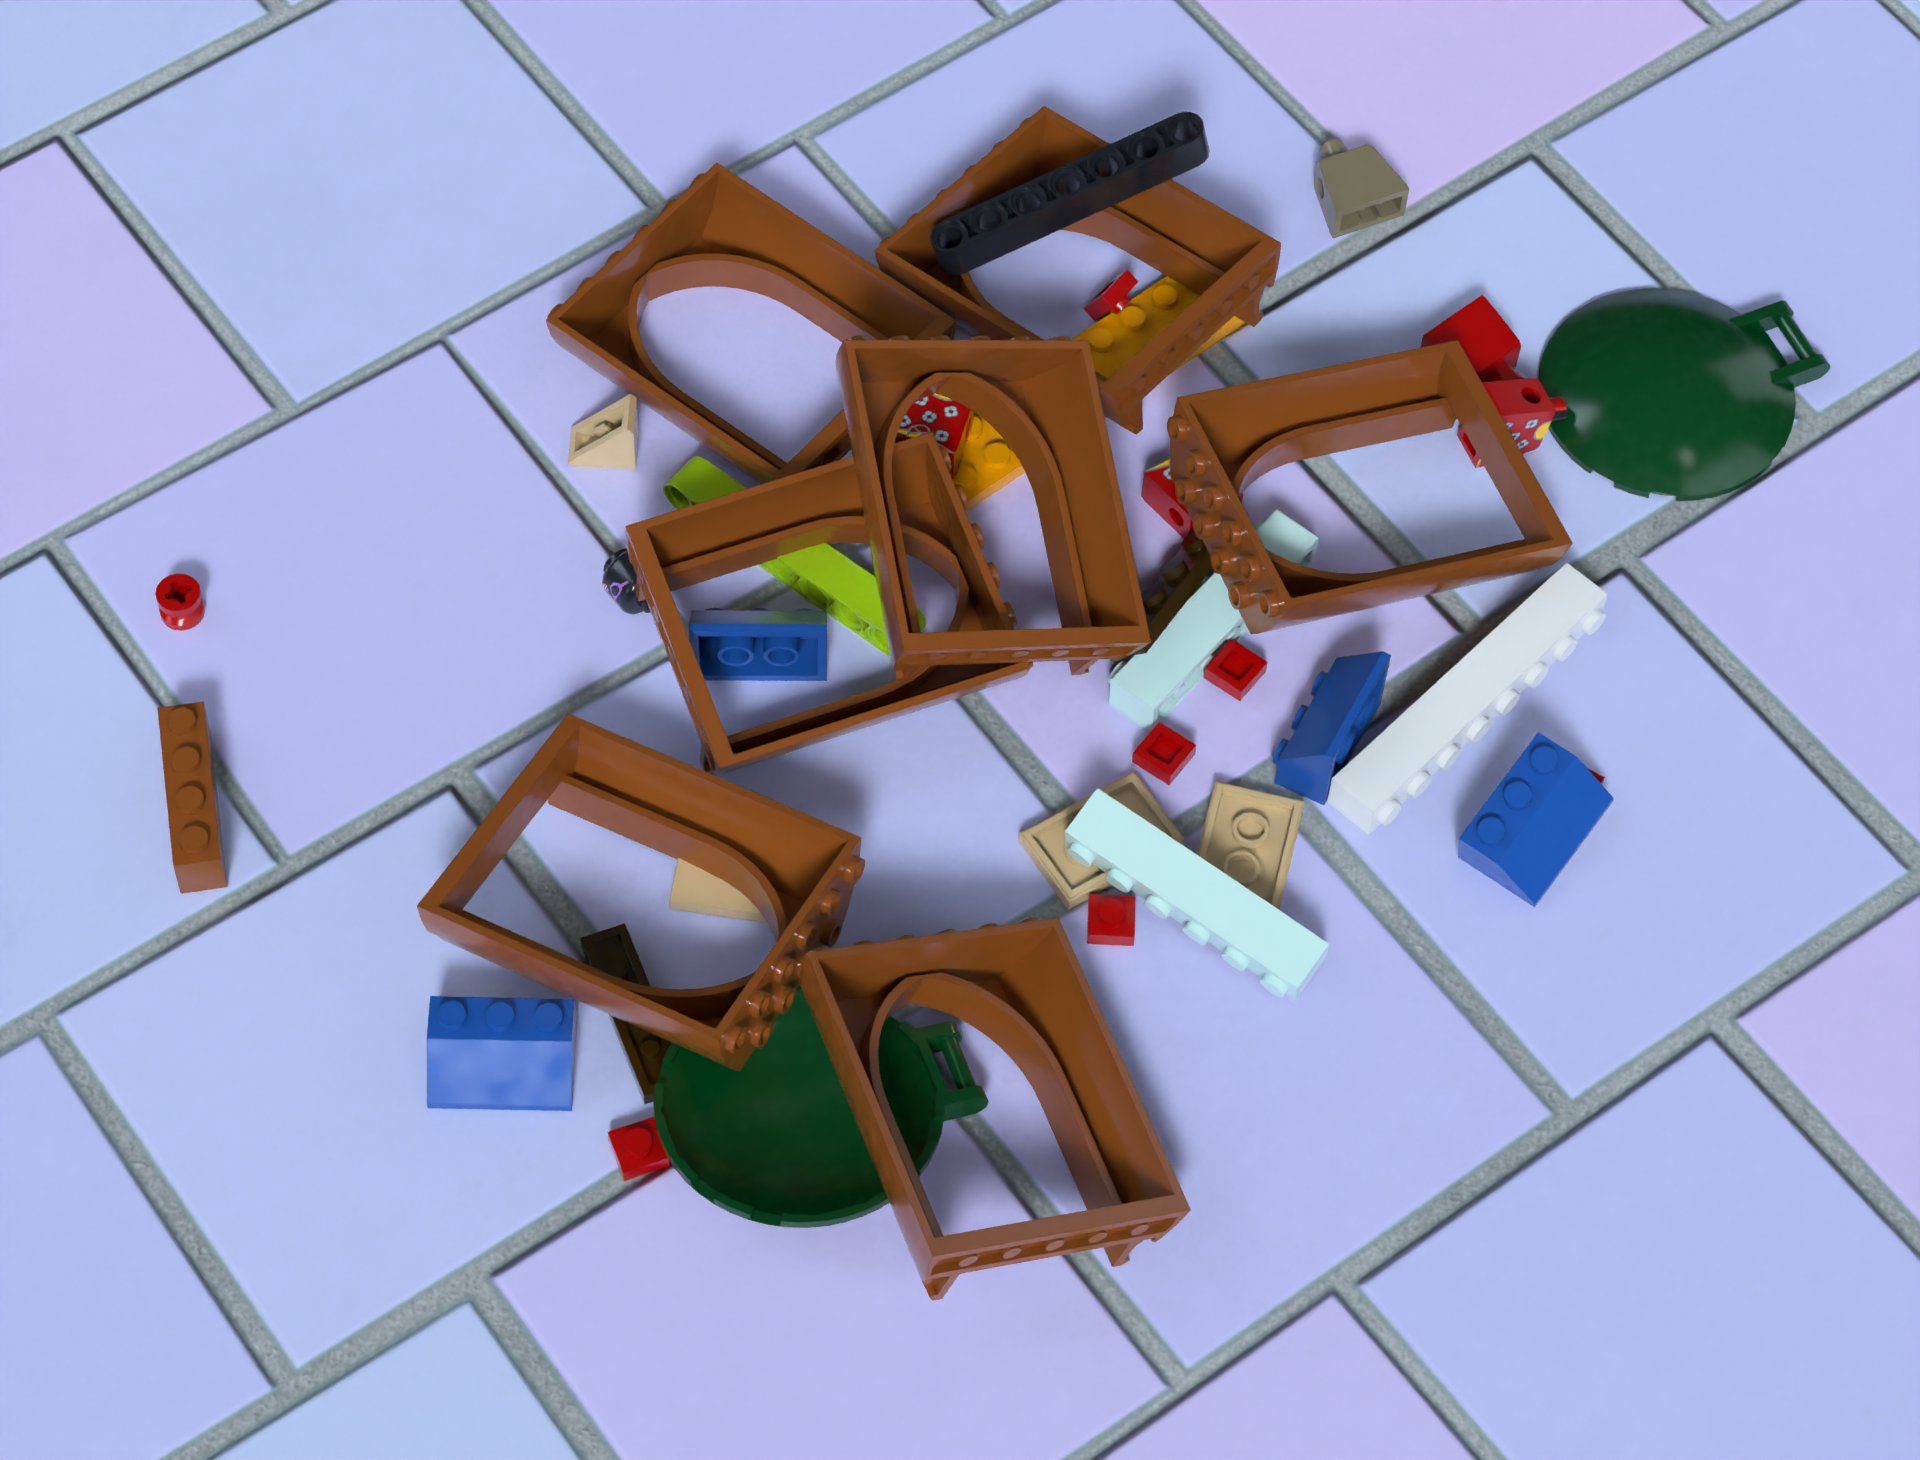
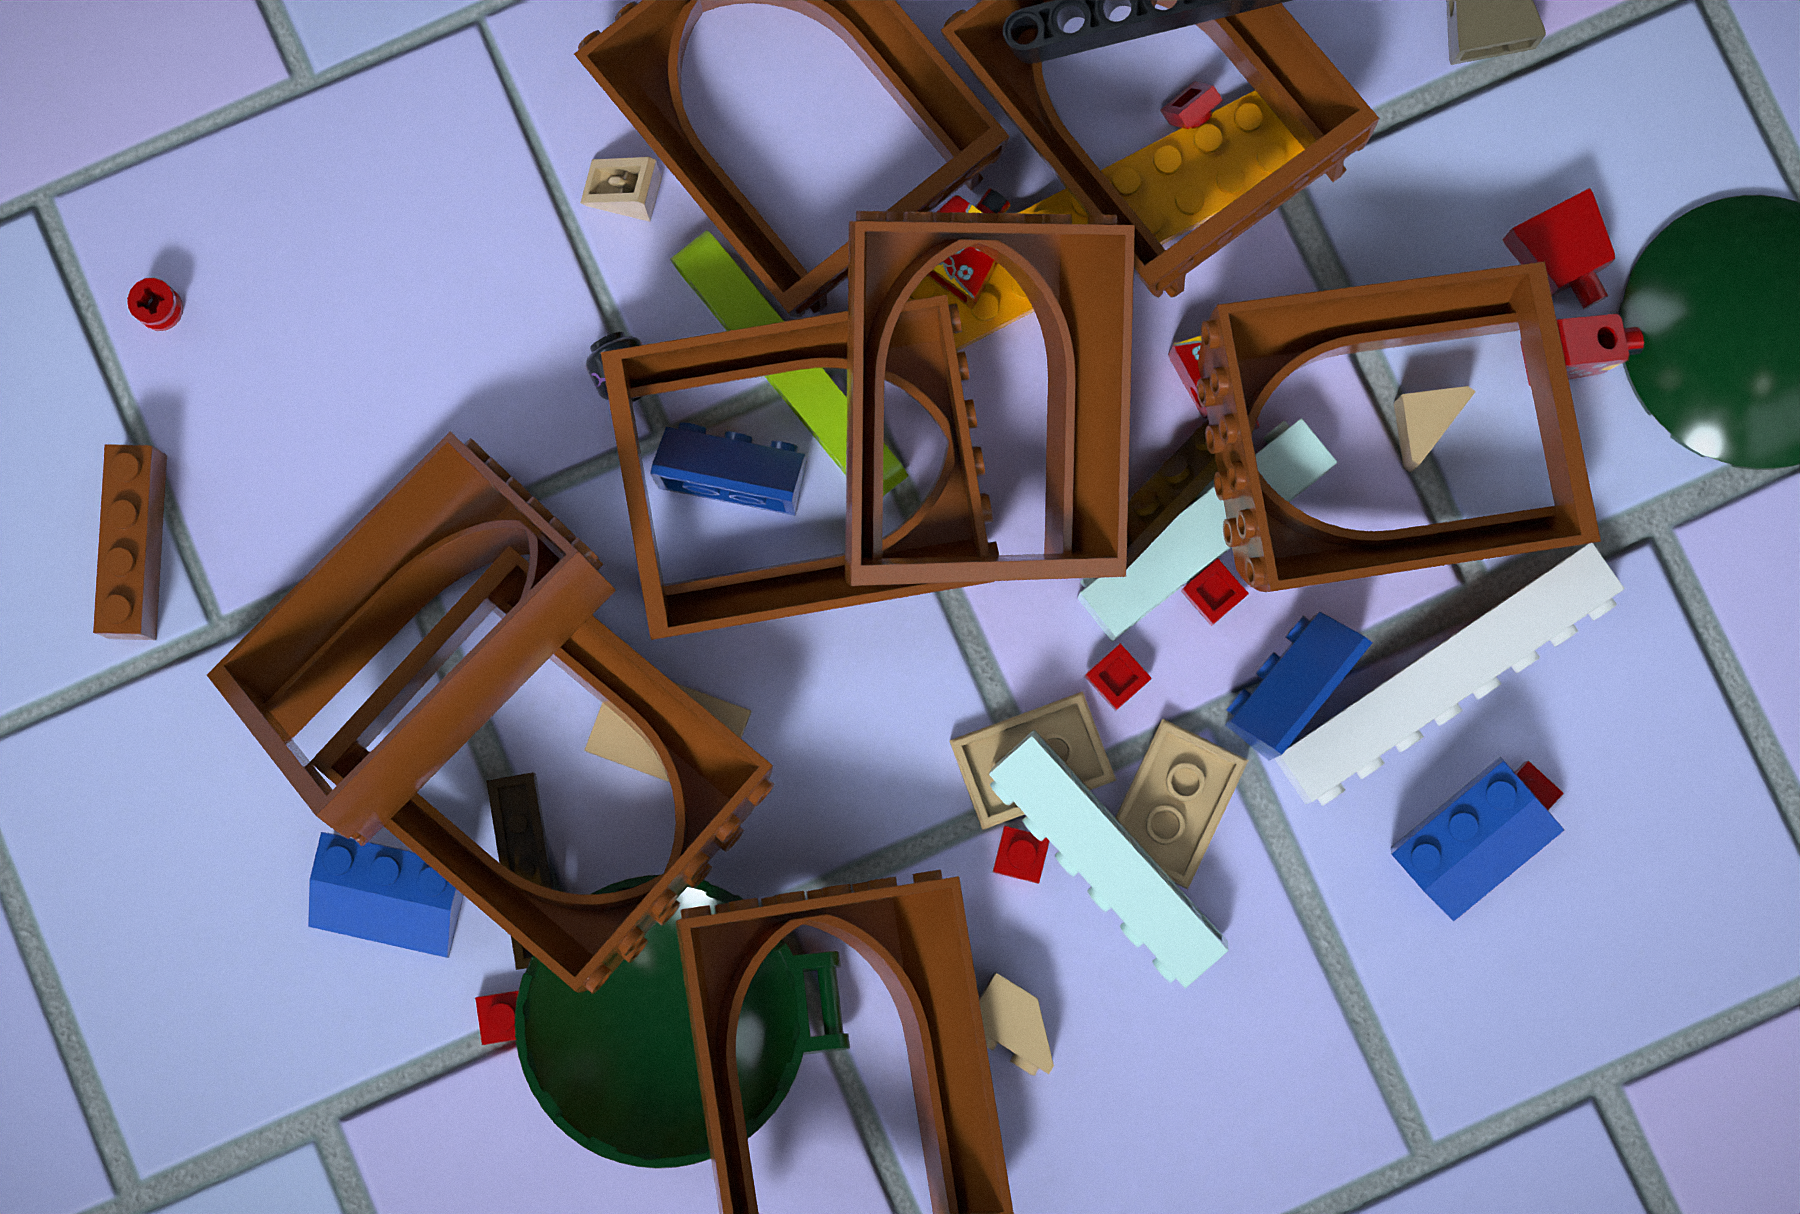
camera: 15 degrees right, 25 degrees up
(458, 765) = (422, 537): none -> dark orange panel
(1149, 1056) = (1015, 1022): none -> tan slope
(1388, 499) = (1425, 418): none -> tan slope

